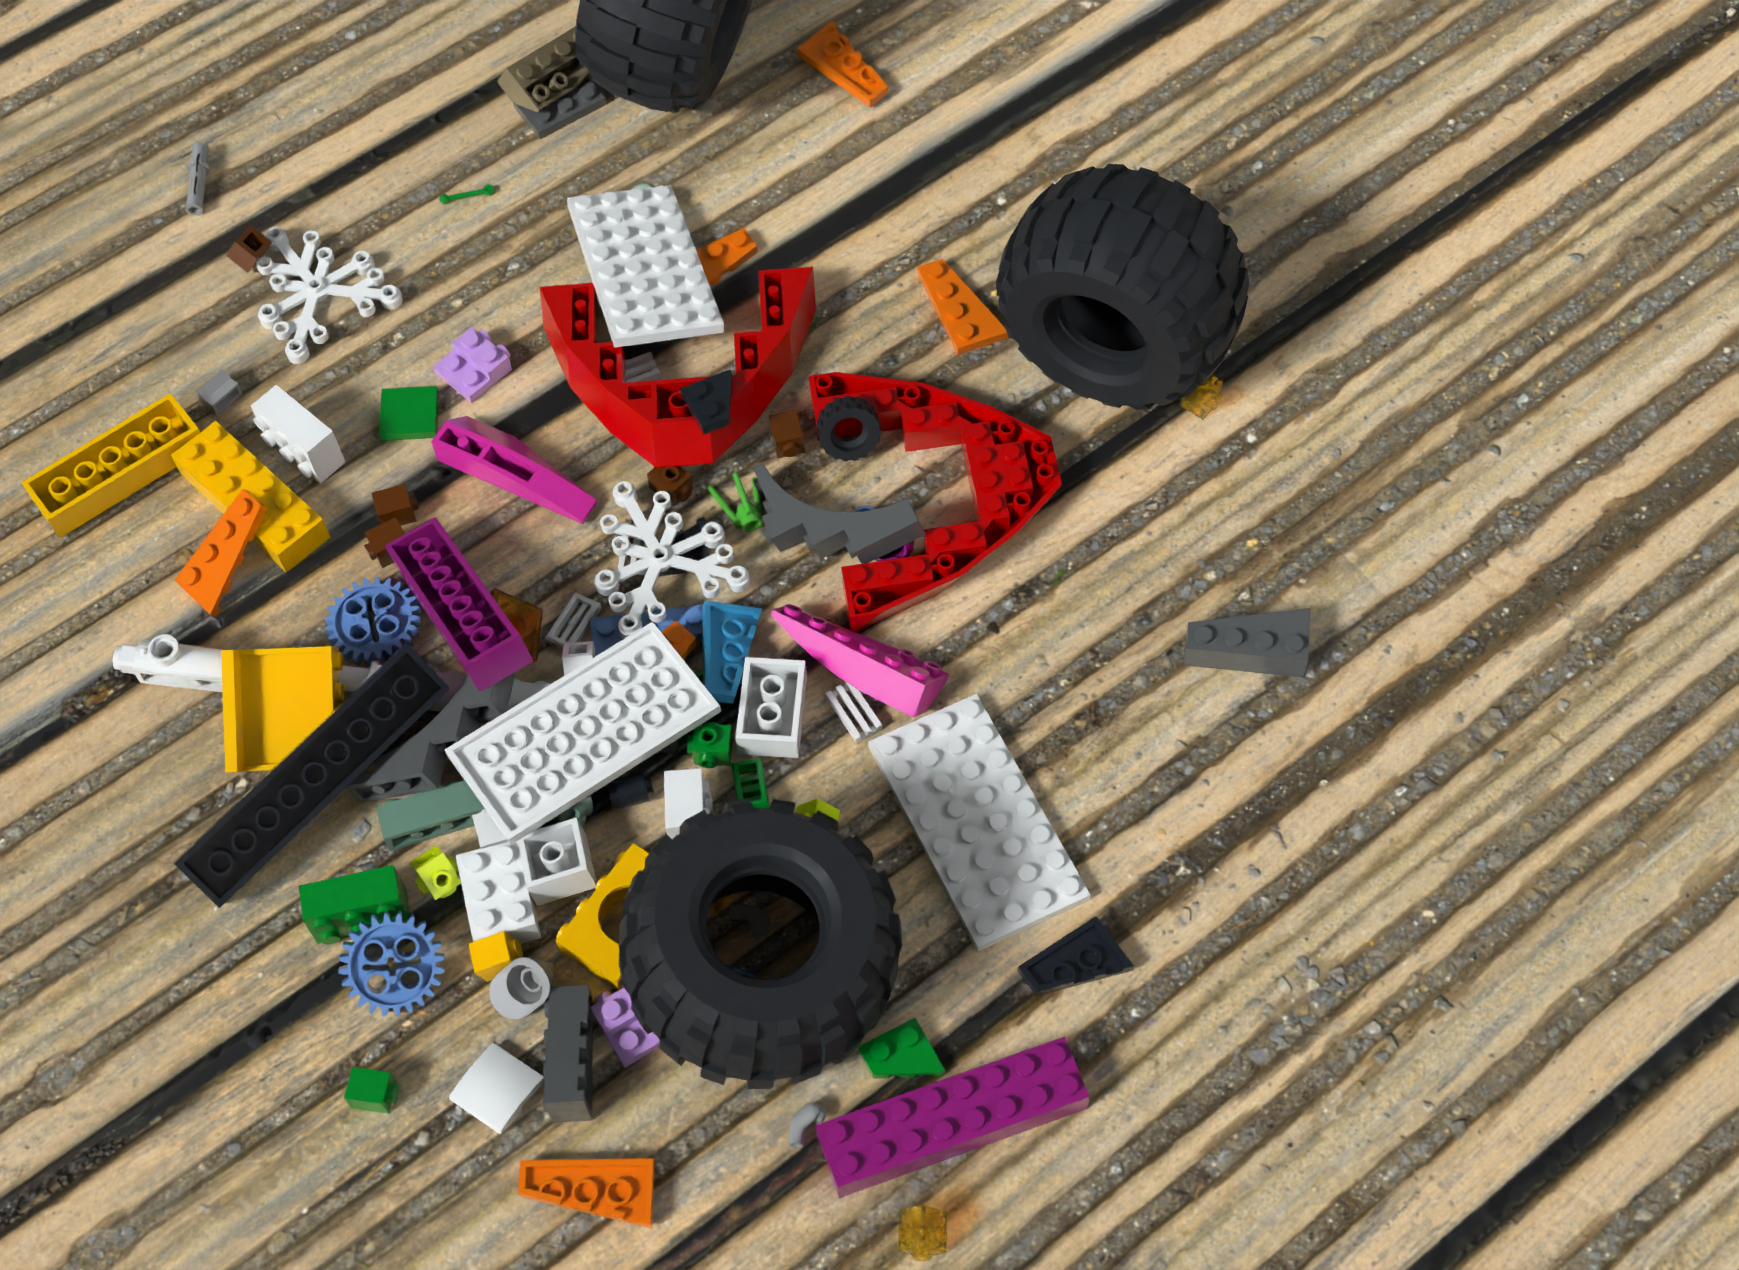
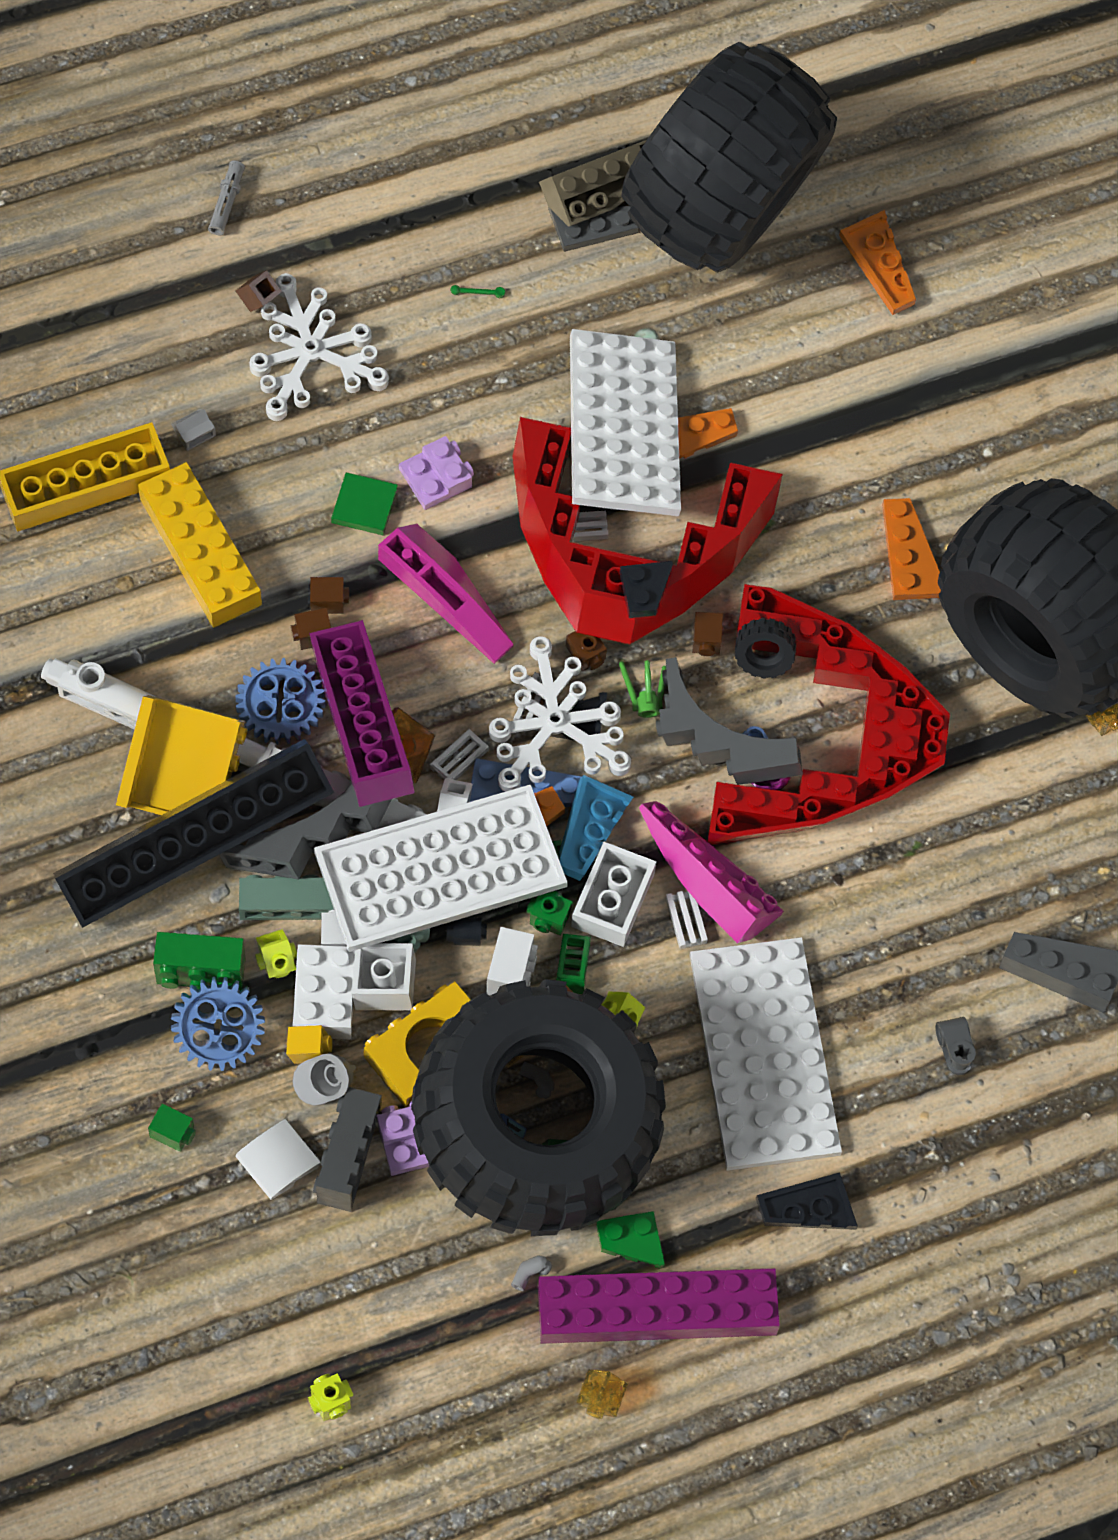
camera: 10 degrees right, 5 degrees up
(214, 562) = (159, 595): orange wing -> none
(297, 434) = (257, 498): white brick -> none
(594, 1186) = (342, 1270): orange wing -> none
(1169, 751) = (956, 1040): none -> dark grey piece

